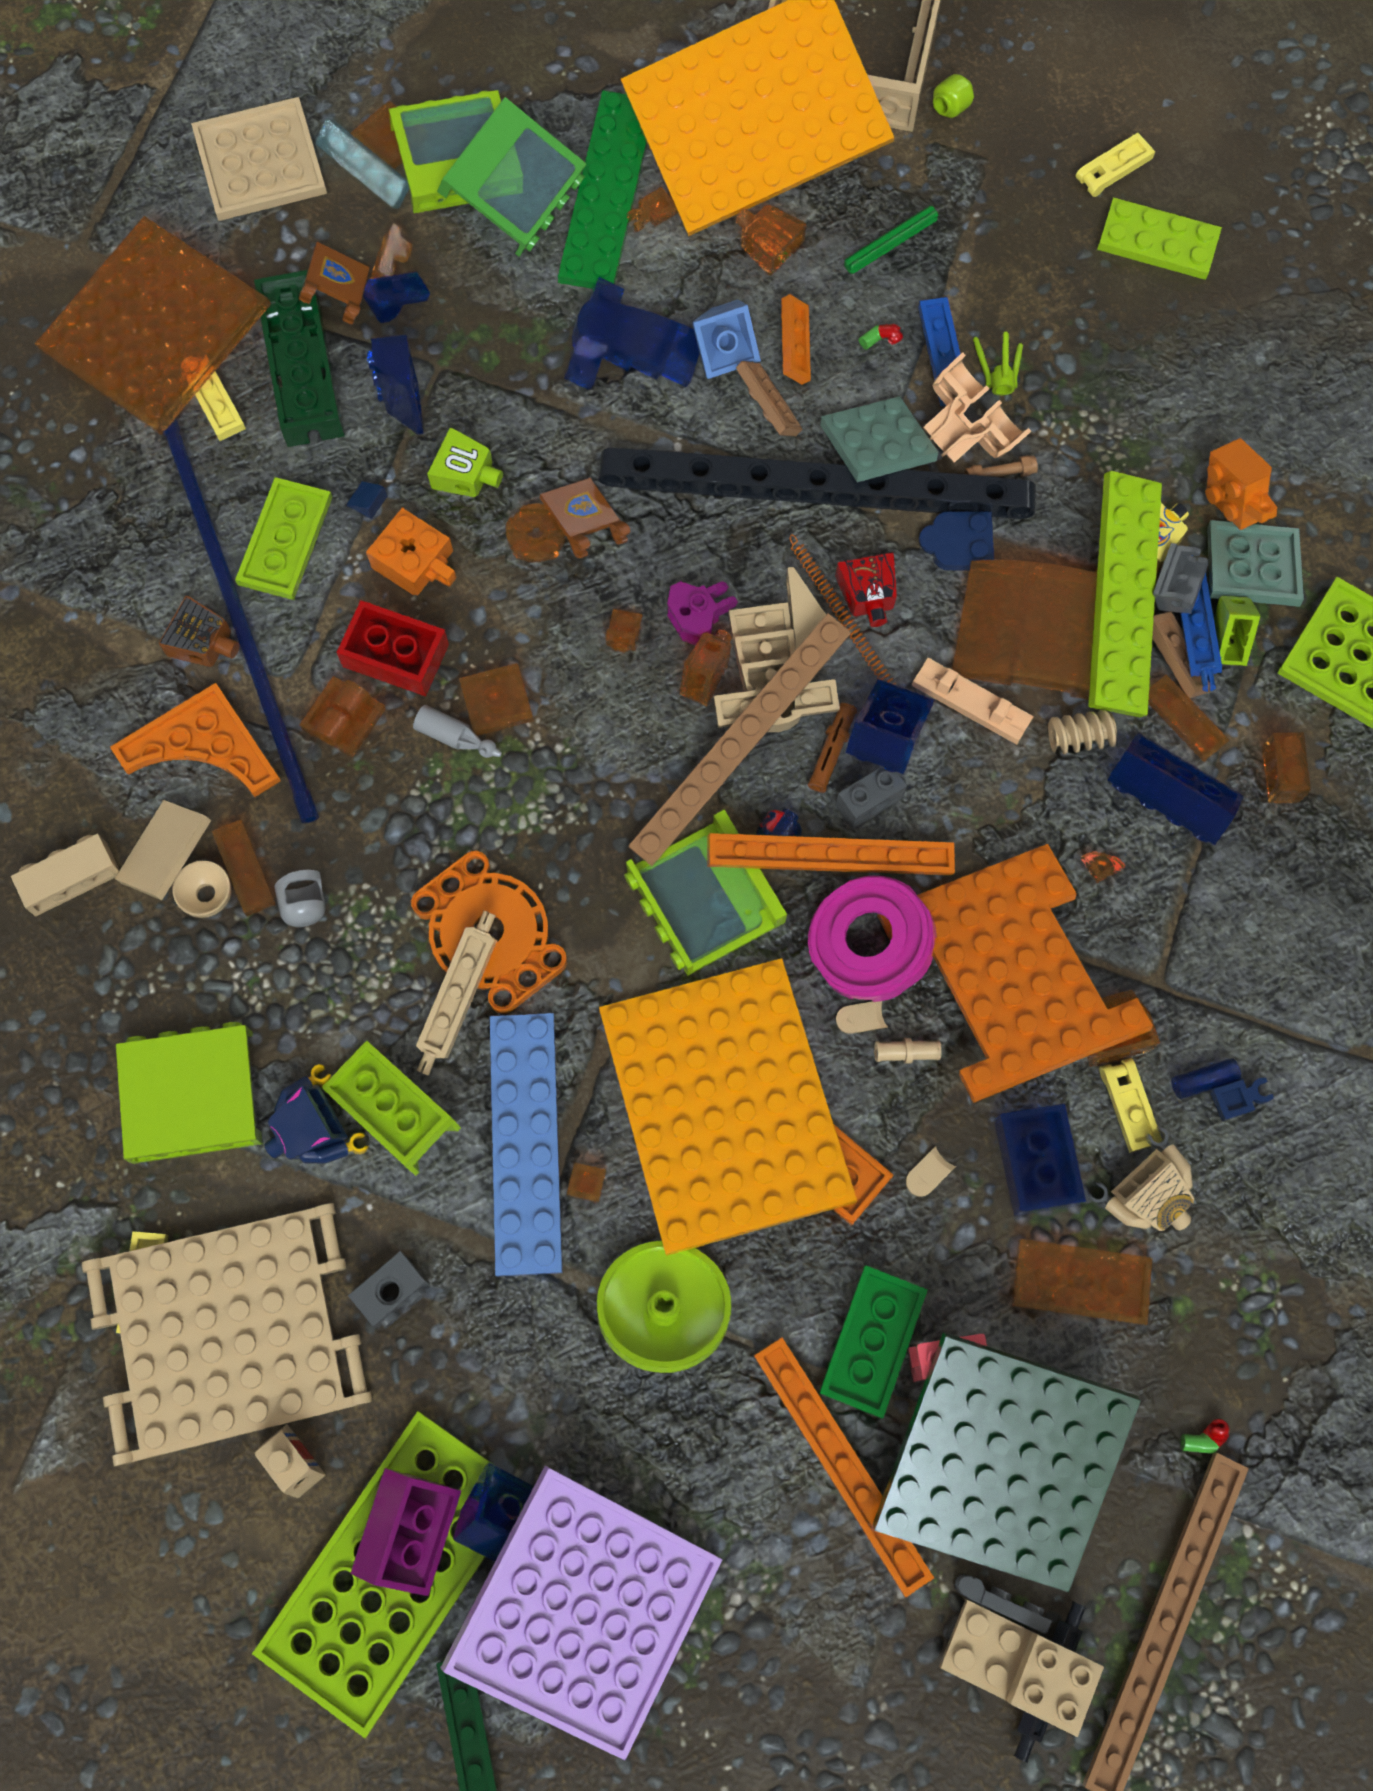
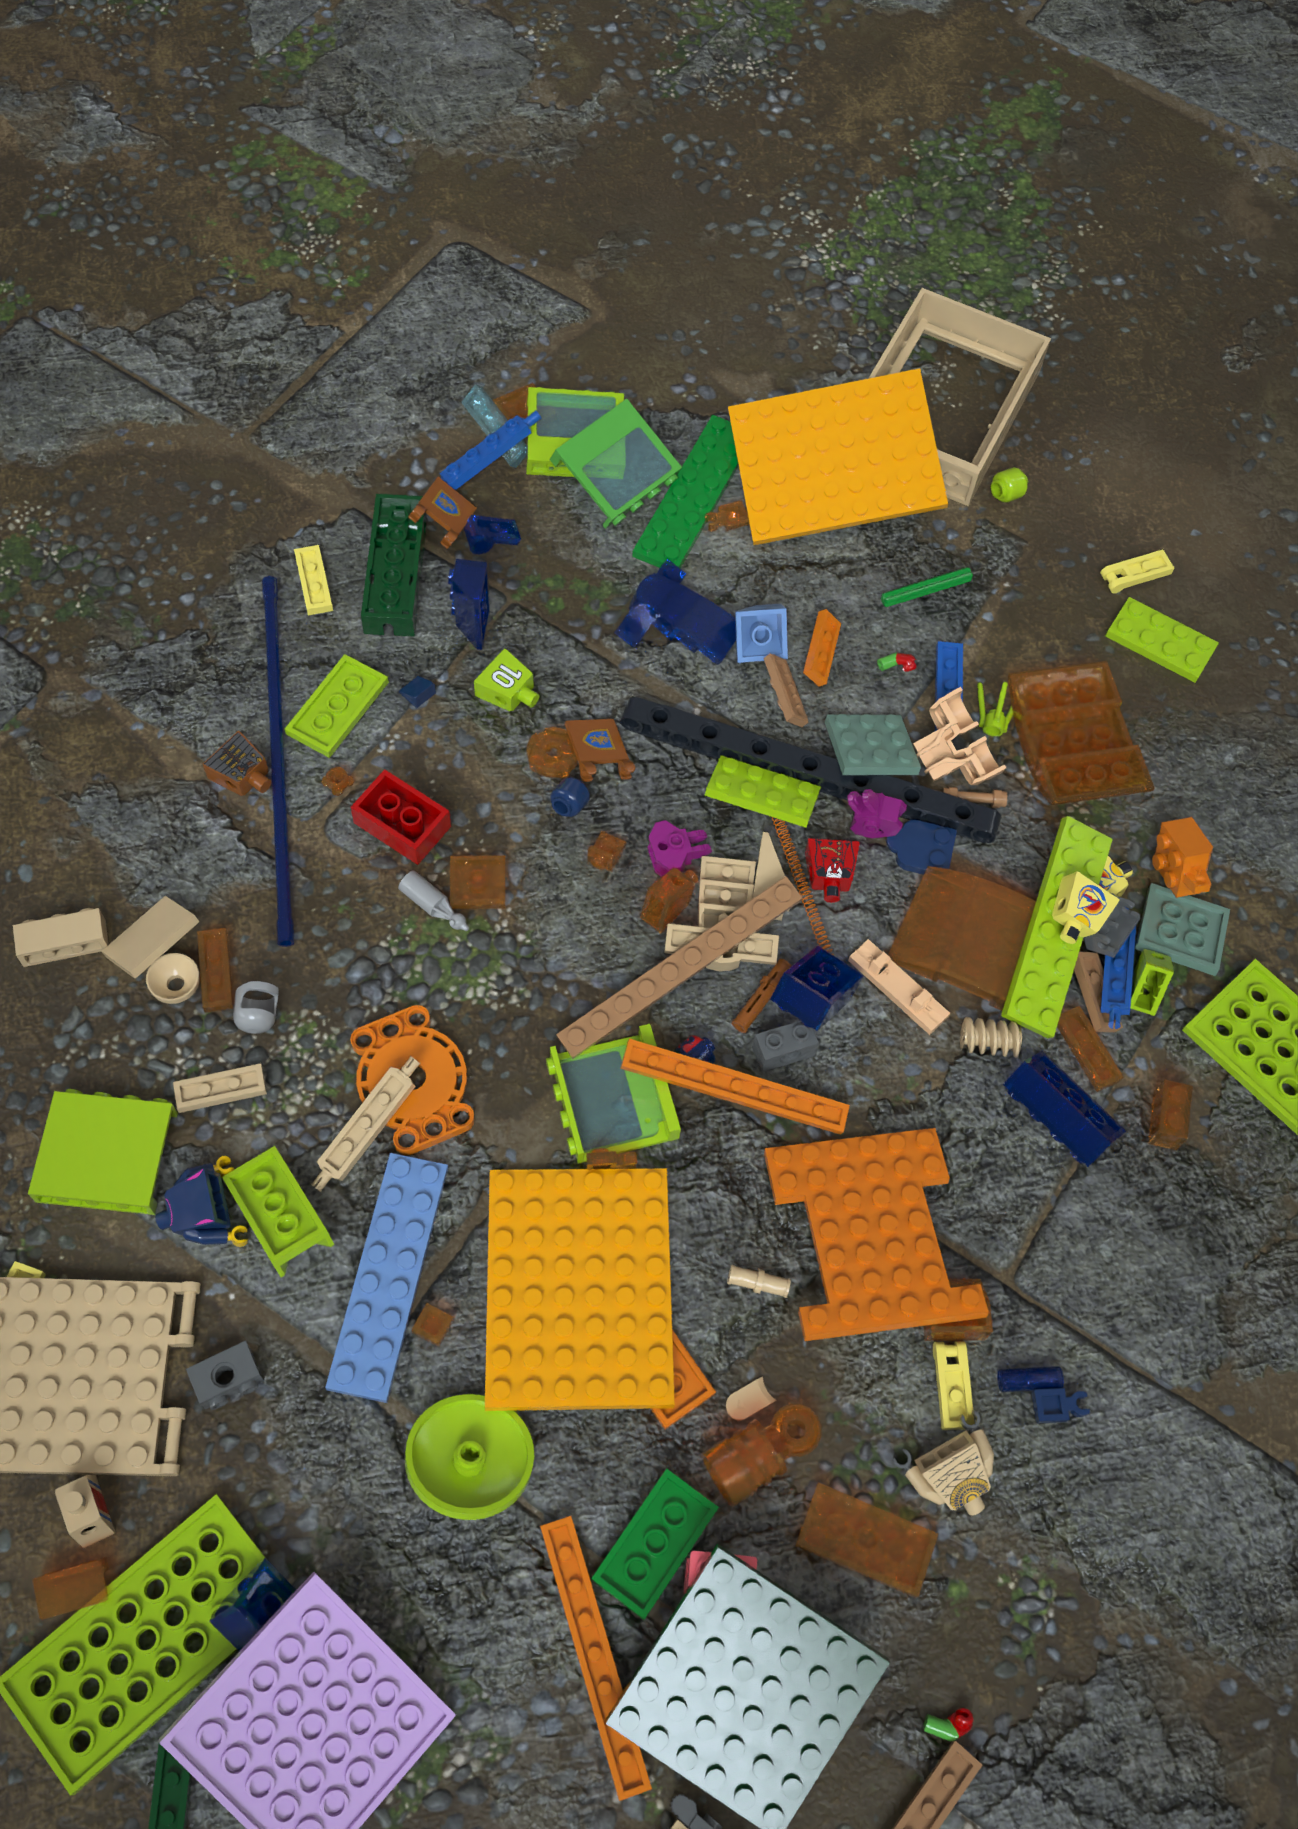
camera: 10 degrees right, 10 degrees down
(153, 324) = (281, 510): clear orange plate -> none
(201, 731) = (213, 845): orange plate -> none
(258, 158) = (410, 403): tan plate -> none
(288, 994) = (219, 1088): none -> tan plate
(300, 1541) = (71, 1588): none -> clear orange panel
(304, 618) = (337, 774): none -> clear orange plate
(343, 716) = (341, 863): clear orange plate -> none
(365, 196) = (488, 450): none -> blue plate
(391, 248) = (500, 496): clear orange hinge -> none
(405, 1533) = (169, 1605): magenta slope -> none
(412, 553) = (441, 743): orange hinge -> none
(568, 579) = (569, 797): none -> dark blue head
(714, 966) = (603, 1159): none -> clear orange plate
(770, 236) = (823, 560): clear orange torso -> none
(774, 520) = (763, 791): none -> lime plate
(860, 1018) = (724, 1241): tan piece -> none
(888, 972) = (761, 1202): dark pink piece -> none
(901, 516) = (875, 812): none -> magenta hinge
(955, 1225) = (759, 1452): none -> clear orange cylinder
(1039, 1160) = (854, 1413): clear blue brick -> none
(1093, 372) = (1076, 734): none -> clear orange slope
(1101, 865) = (980, 1160): clear orange tile -> none
(1148, 568) = (1081, 907): none -> light yellow torso

